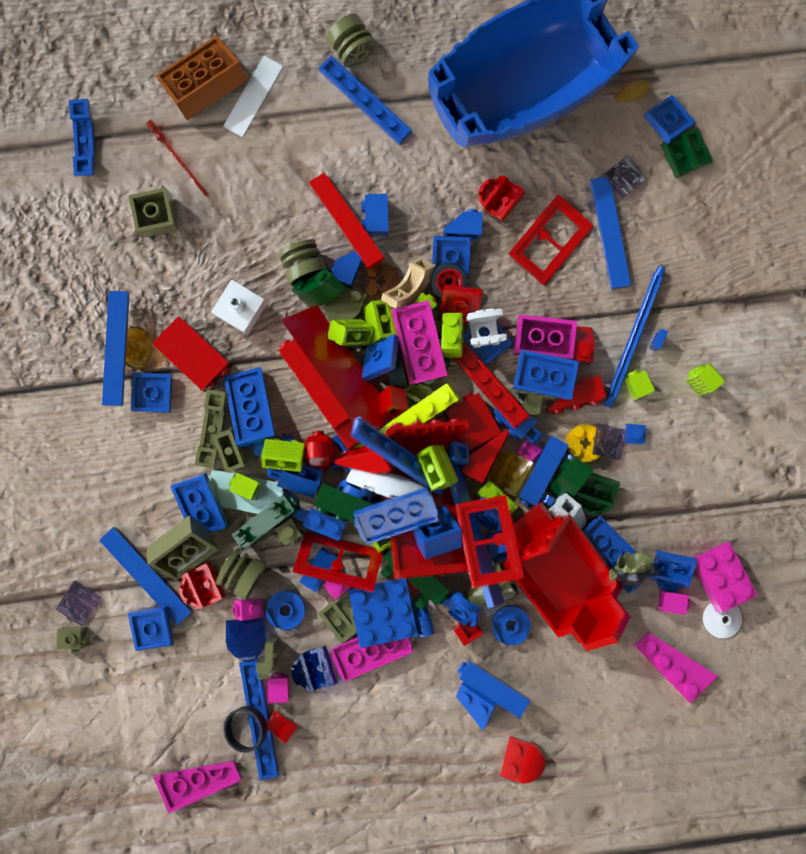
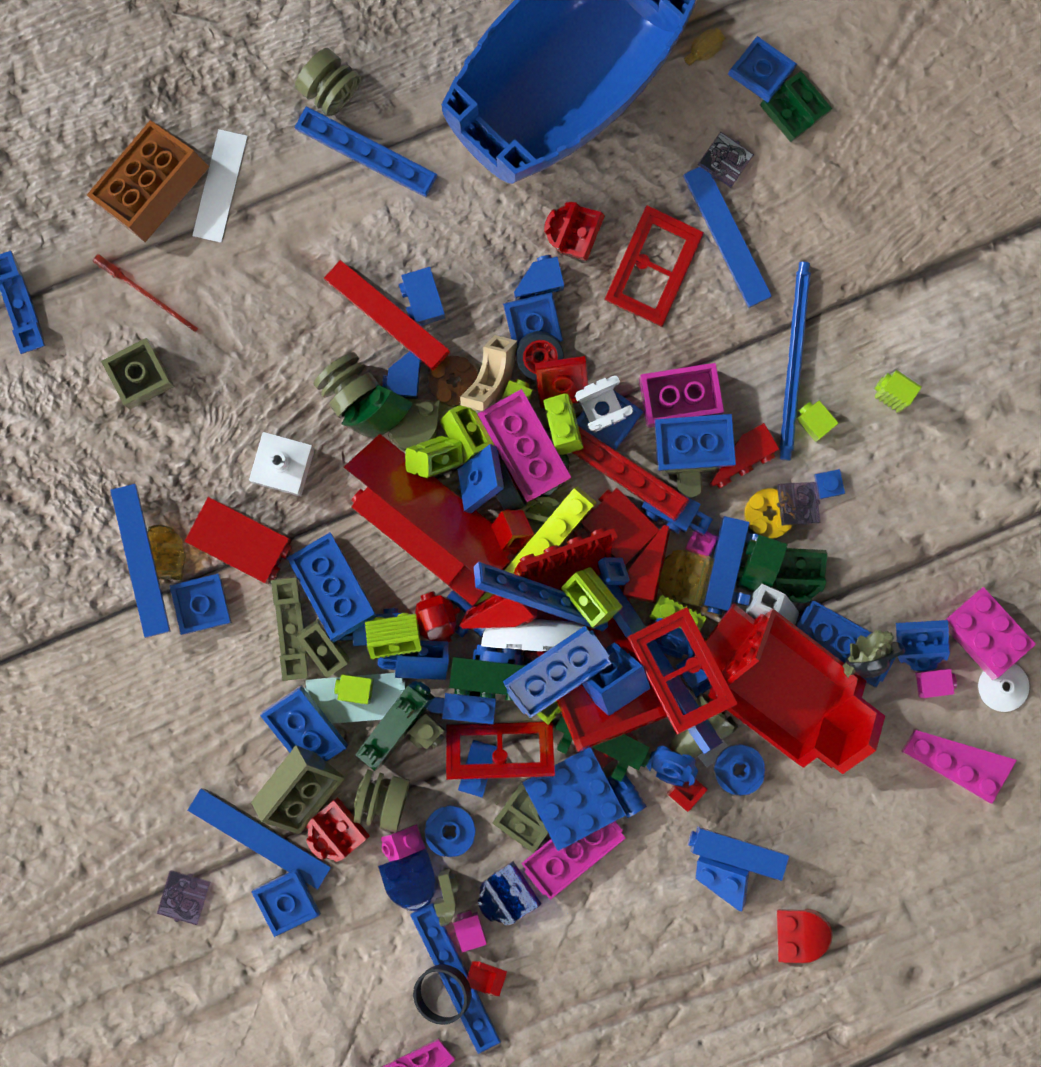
camera: 15 degrees left, 0 degrees up
(72, 638) = (190, 943): olive brick -> none
(335, 589) = (506, 786): dark pink brick -> none
(584, 345) = (733, 390): red slope -> none
(658, 340) = (825, 356): blue tile -> none

